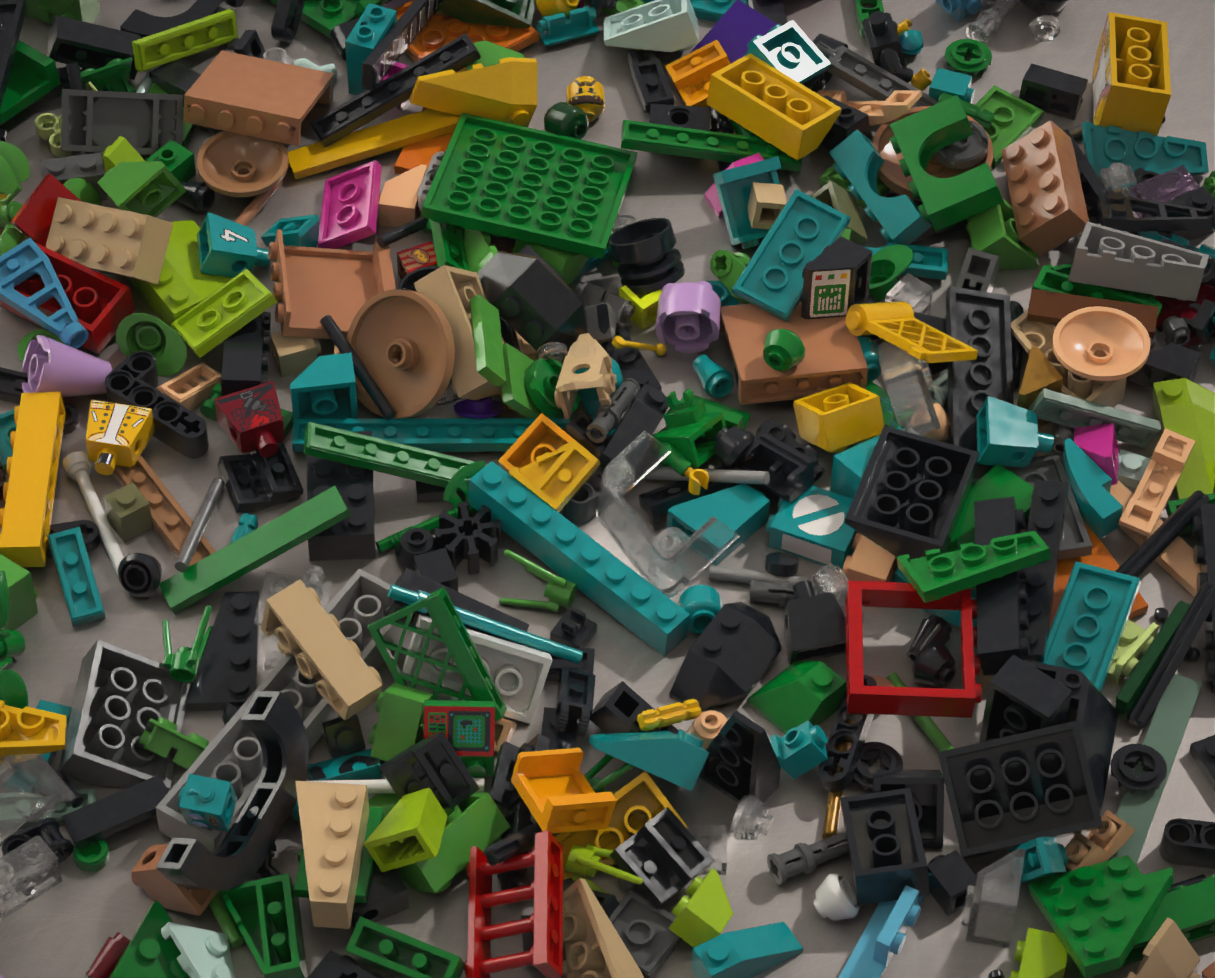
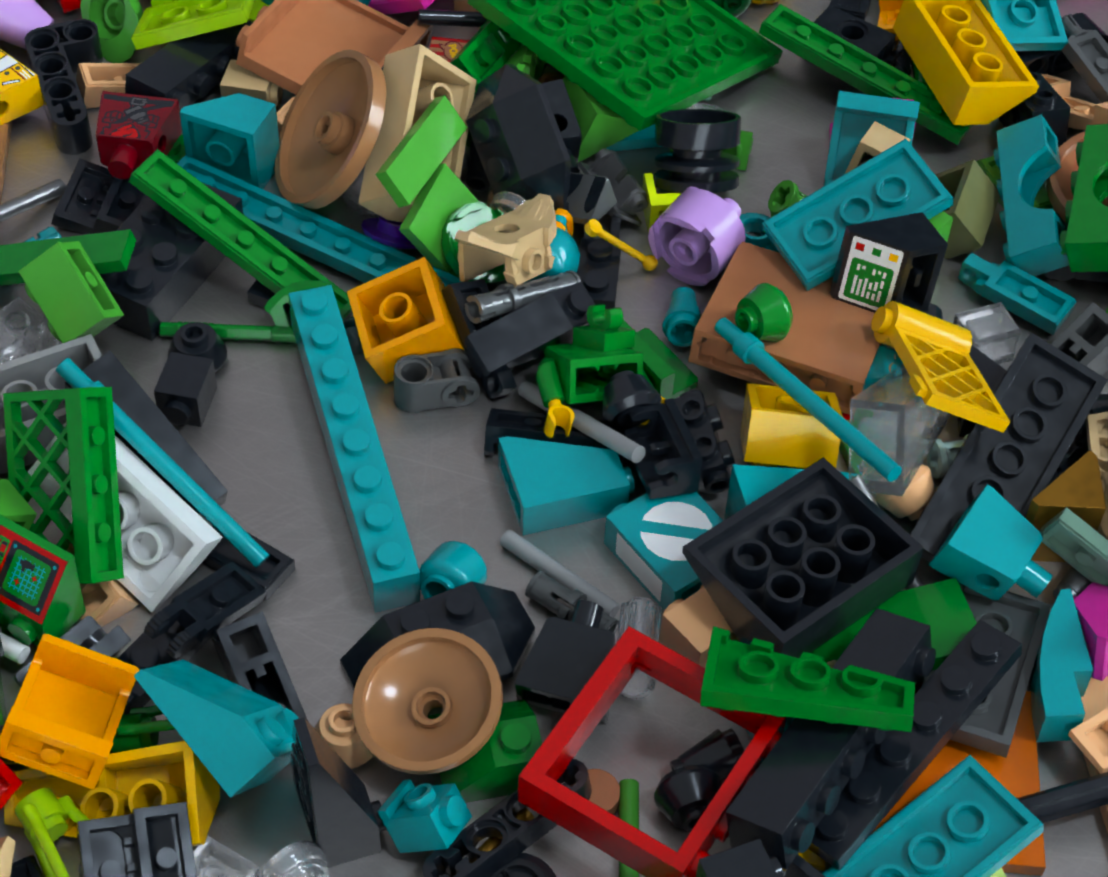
camera: 30 degrees right, 0 degrees up
(326, 548) = (70, 292): none -> bright green brick
(359, 368) = (286, 129): black bar -> none
(469, 537) = (258, 364): black gear -> none
(557, 474) = (389, 333): yellow wing -> none
(558, 590) = (307, 469): bright green plant -> none
(573, 629) = (290, 527): black tile -> none
(669, 715) = (295, 684): yellow axle -> none
(671, 557) = (450, 496): clear windscreen -> none
(754, 663) = (412, 678): none -> medium nougat dish
(781, 564) = (596, 570): black tile -> none
(790, 377) = (752, 351): none -> teal bar
(886, 268) = (973, 287): green piece -> none

